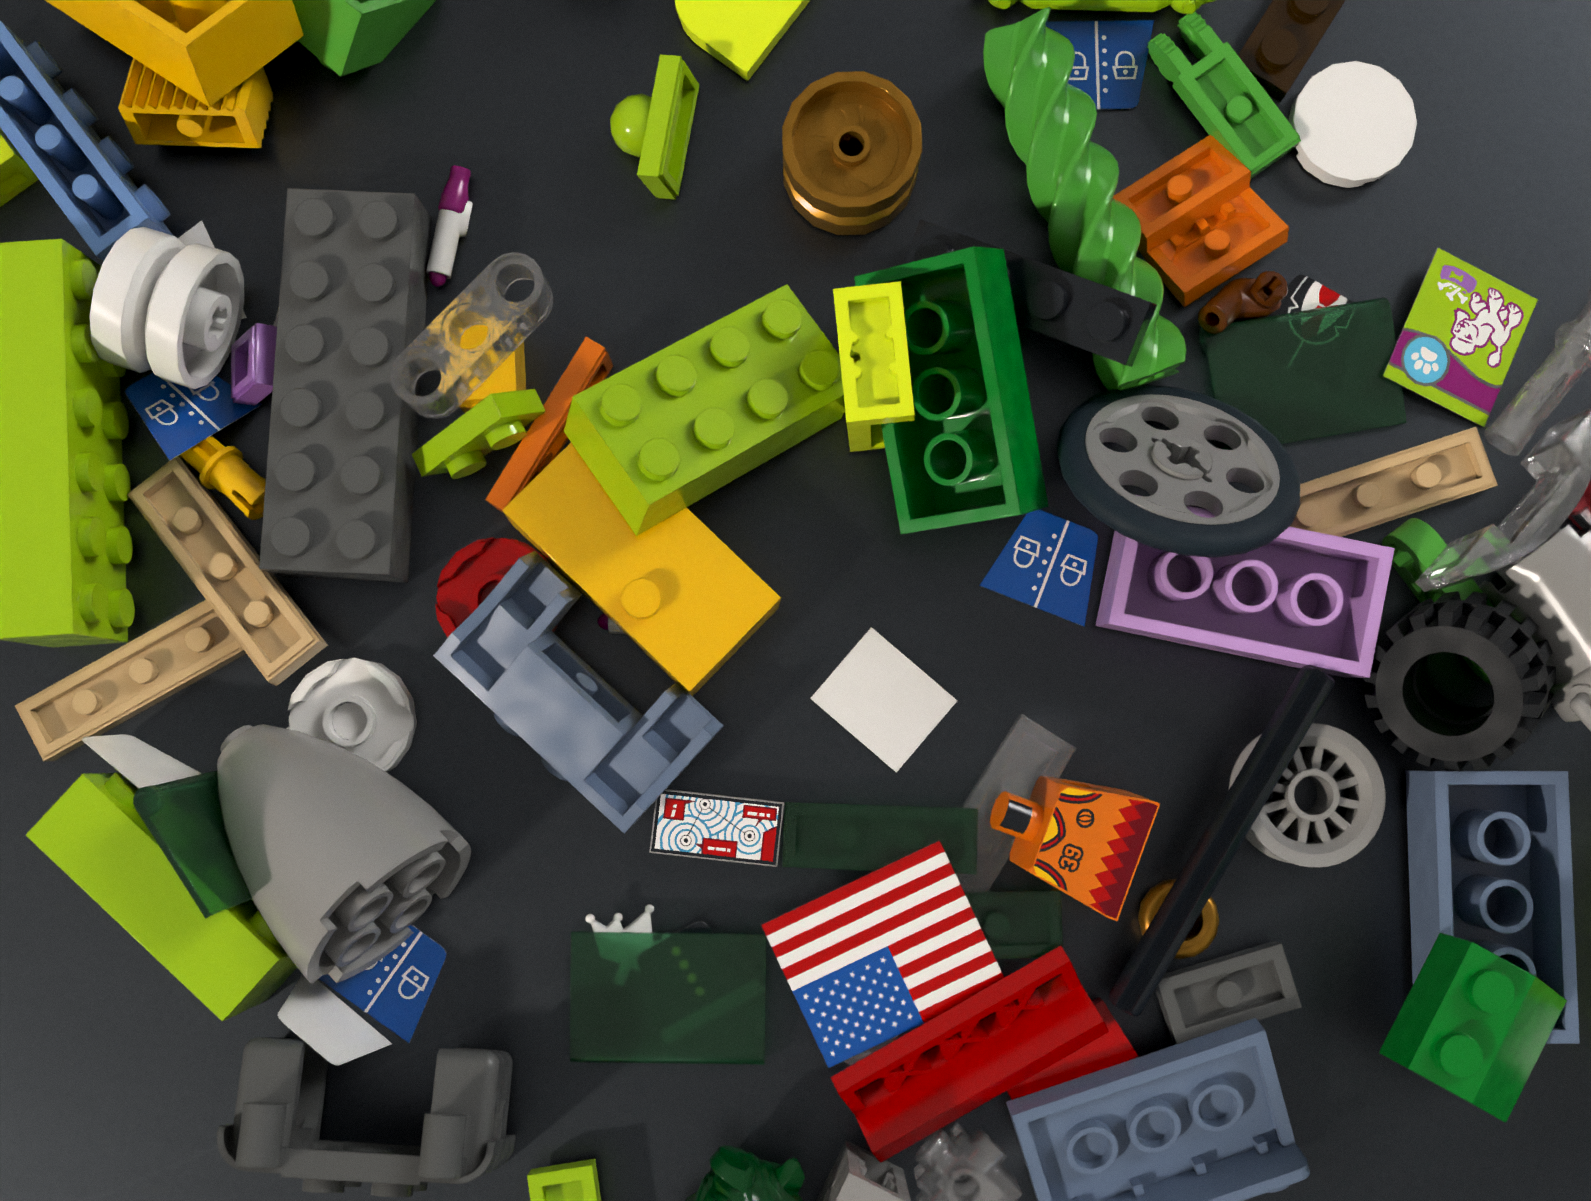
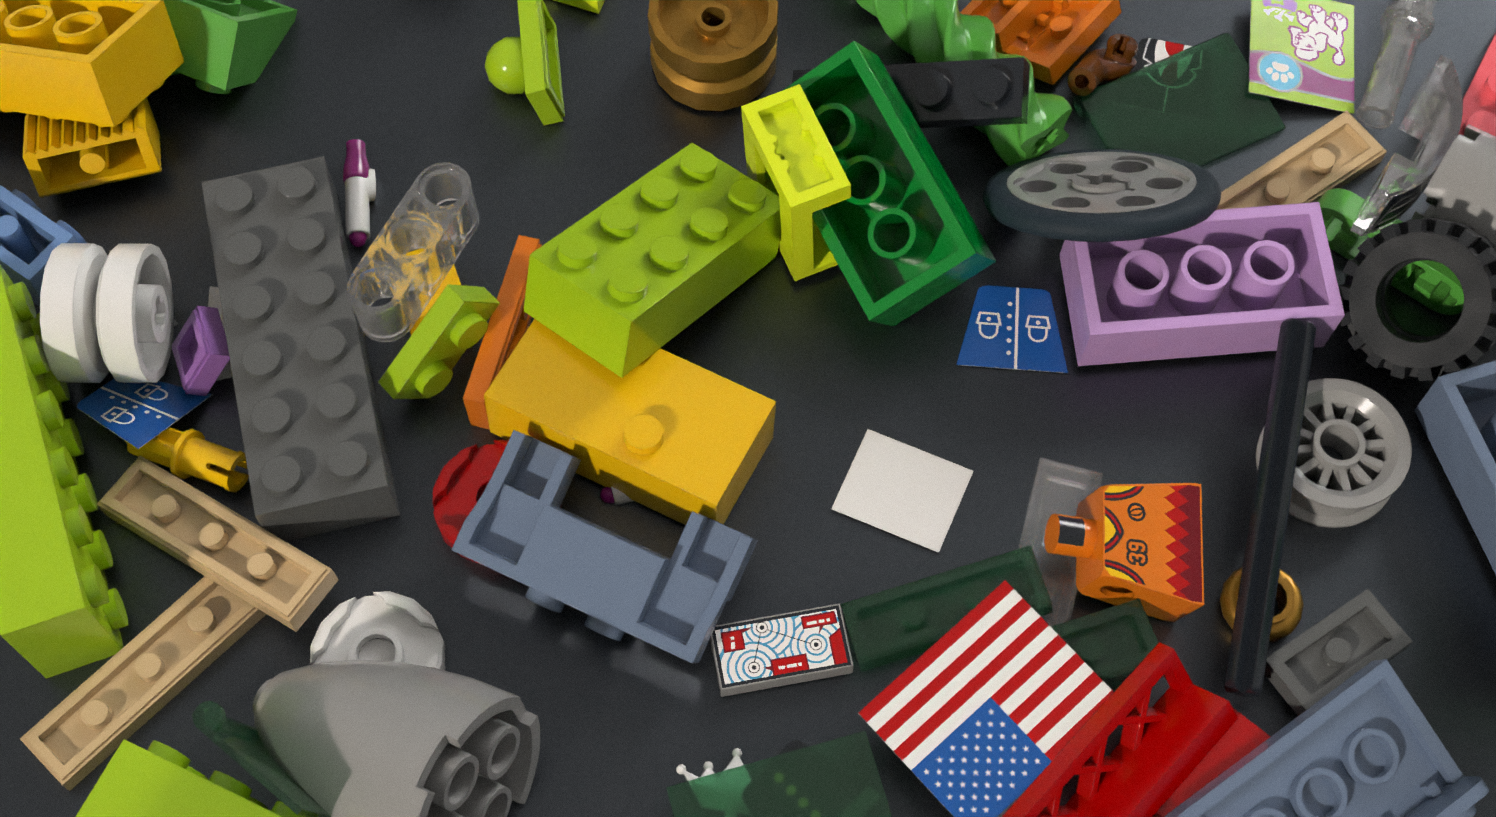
camera: 20 degrees left, 20 degrees down
(138, 760) = (171, 743): white sticker -> none

